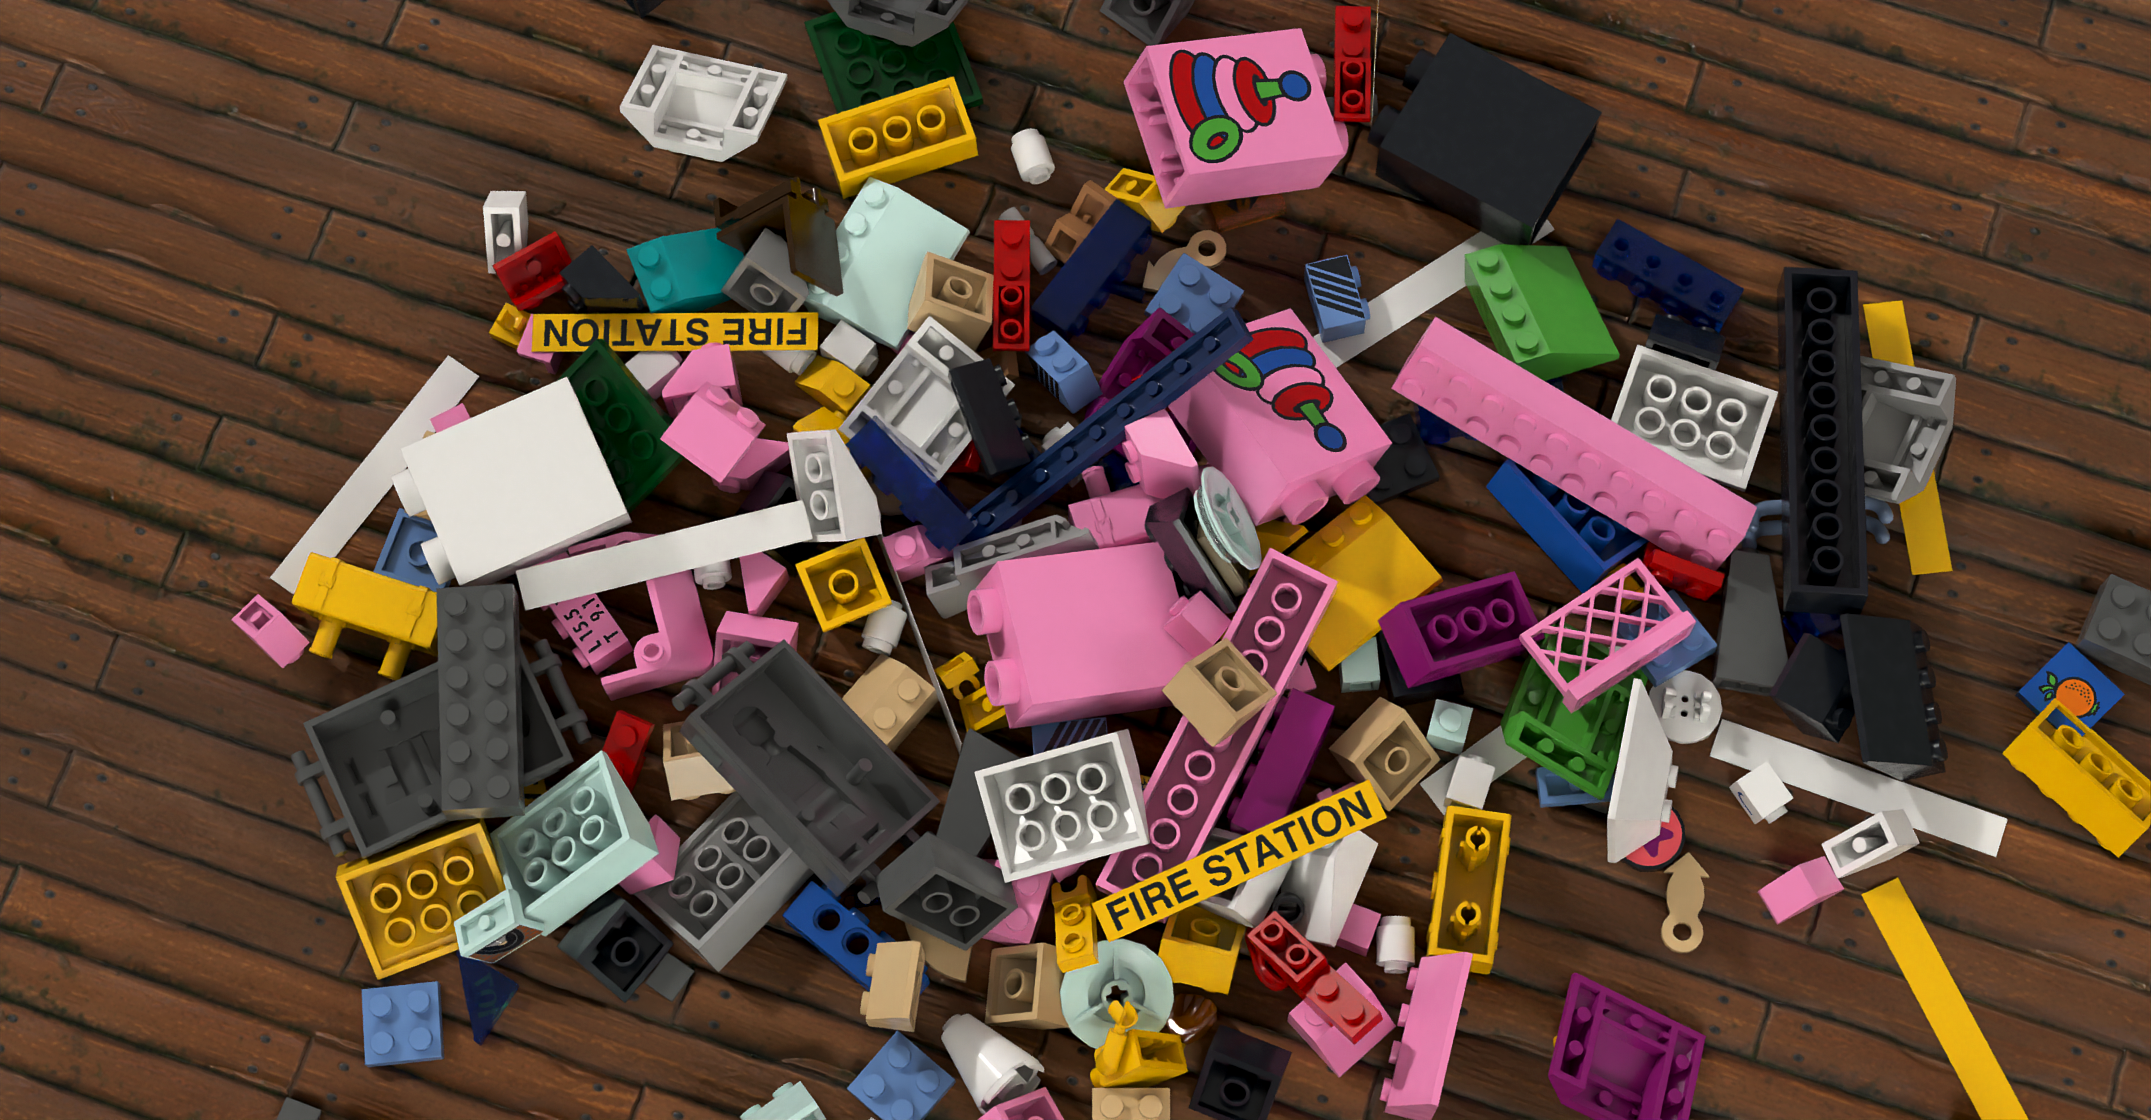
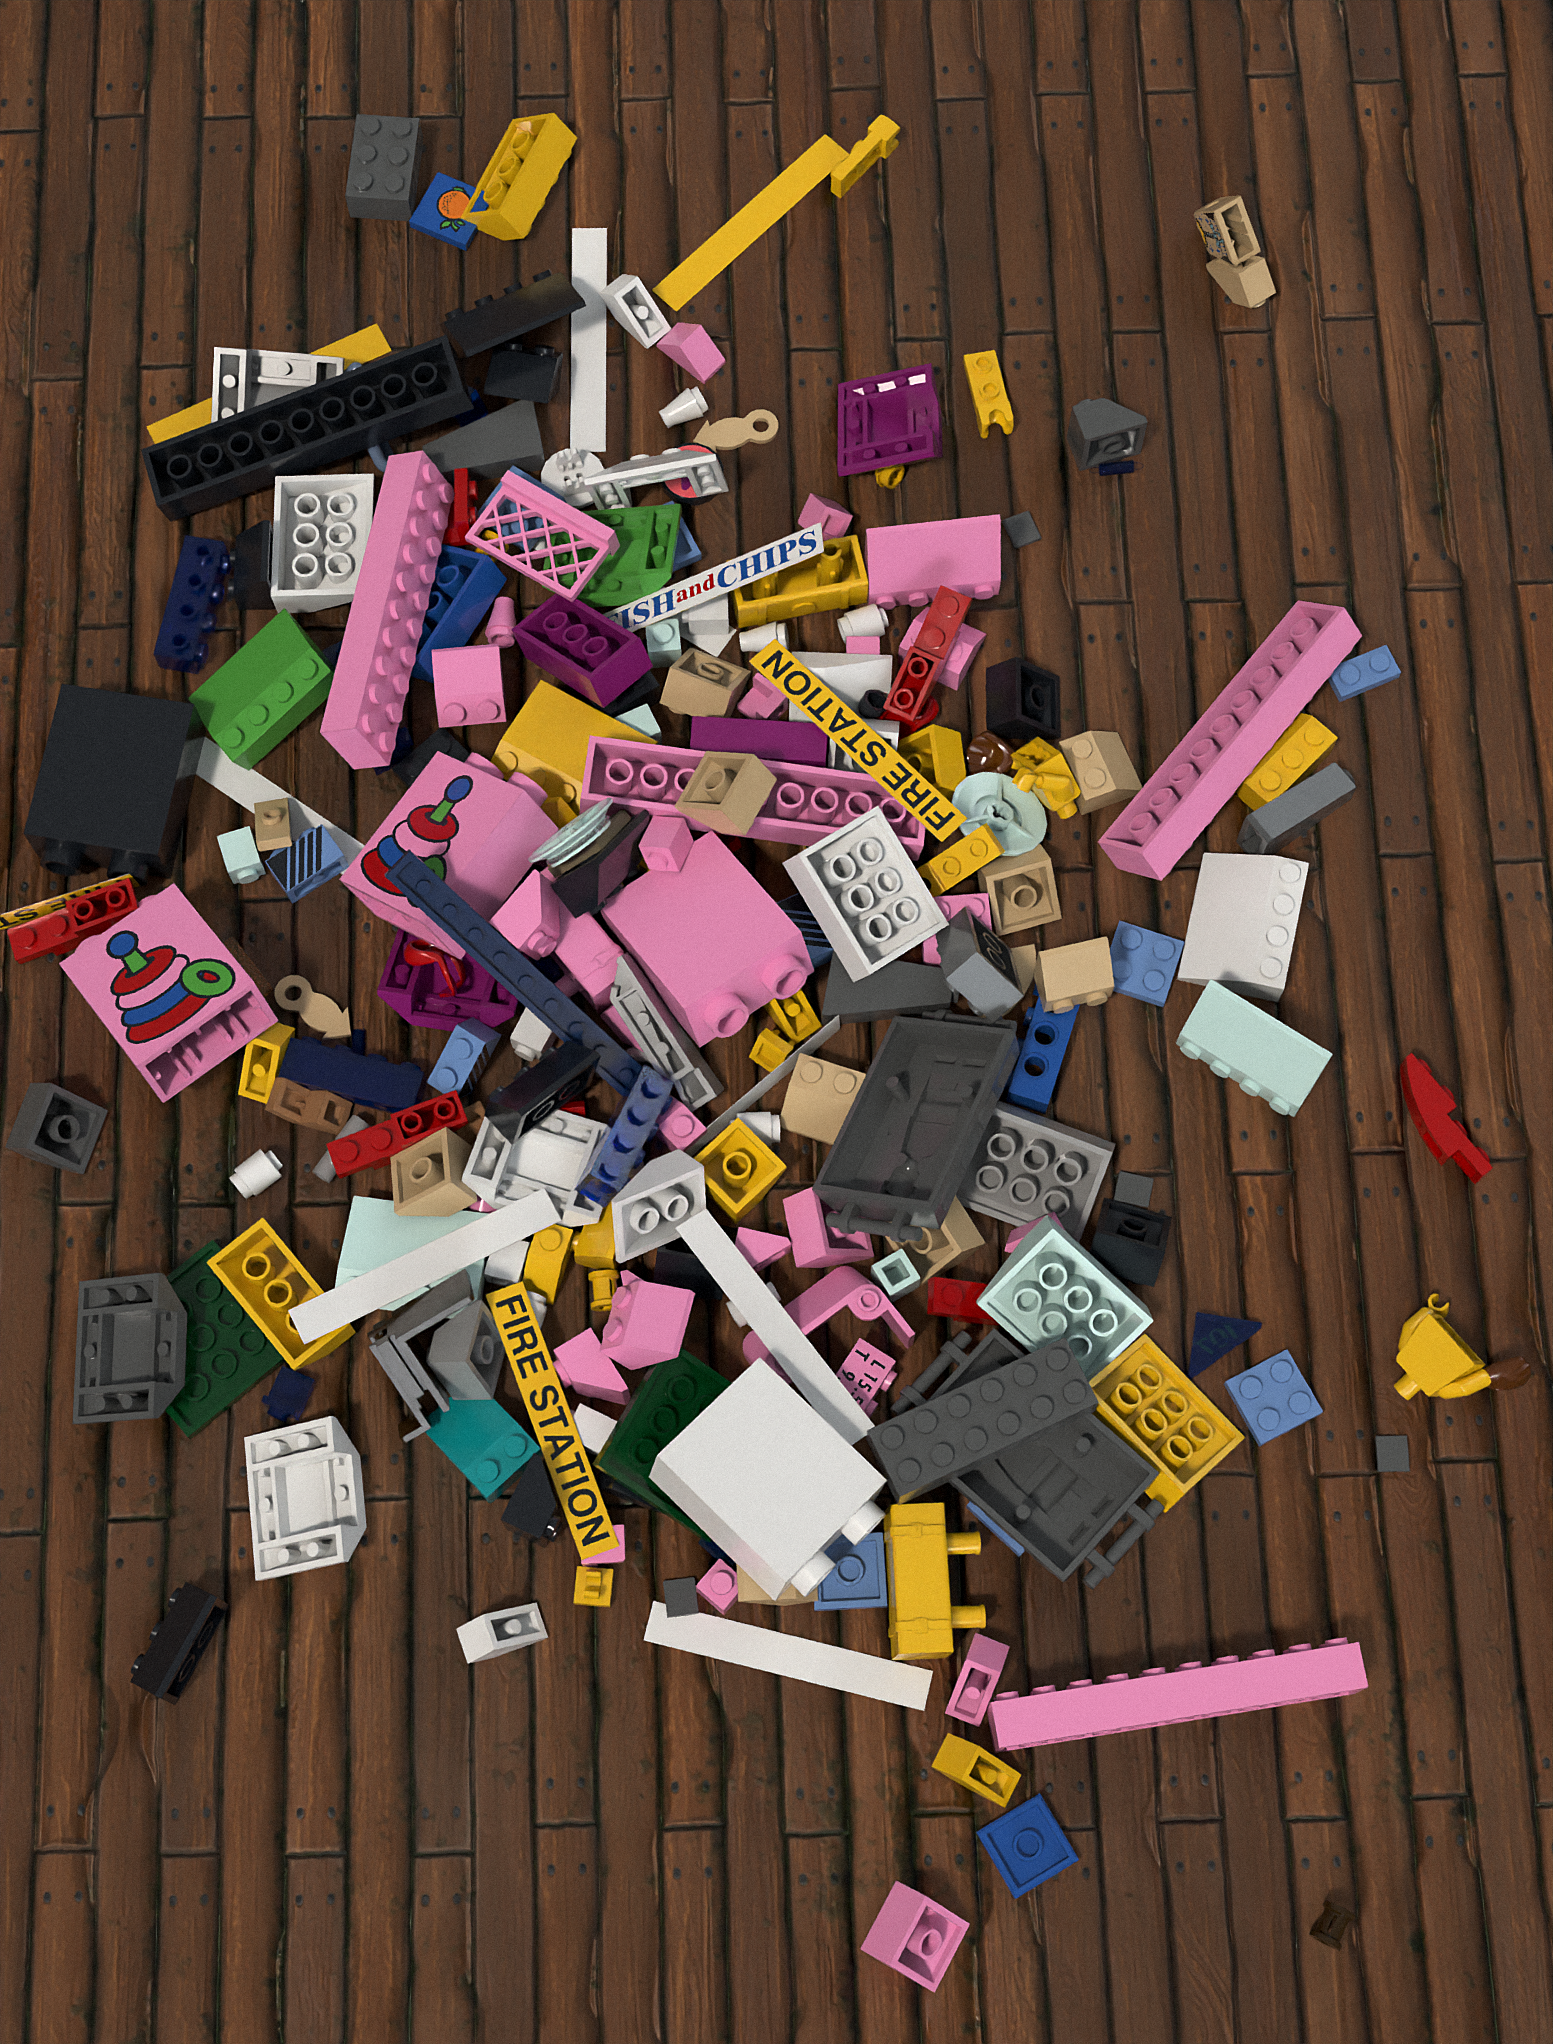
camera: 115 degrees left, 0 degrees up
(77, 487) = (915, 1936): none -> bright pink slope
(108, 620) = (1027, 1846): none -> blue tile
(162, 799) = (1176, 1697): none -> bright pink brick
(191, 596) = (976, 1769): none -> yellow slope
(472, 396) = (680, 1597): none -> dark grey piece
(495, 928) = (1163, 1343): light aqua panel -> none
(533, 272) = (535, 1581): red bracket -> none
(664, 690) = (895, 1275): none -> light aqua brick
(777, 427) = (604, 1287): none -> yellow bush
(801, 118) = (288, 1395): none -> clear blue bracket
(865, 265) = (424, 1265): none -> white sticker
(988, 1062) = (1097, 893): white cone -> none
(1194, 294) = (348, 983): medium blue plate -> none
(1367, 240) = (241, 855): none -> light aqua brick
(1387, 277) = (273, 824): none -> tan plate
(1417, 838) = (760, 637): none -> white cone
(1465, 509) = (469, 685): none -> bright pink slope
(1477, 778) = (720, 579): none -> white sticker
(1537, 575) = (501, 623): none -> bright pink cone
(1538, 953) = (831, 514): none -> bright pink panel
(1729, 854) = (684, 408): none -> white cone
(1762, 794) = (625, 398): white brick -> none

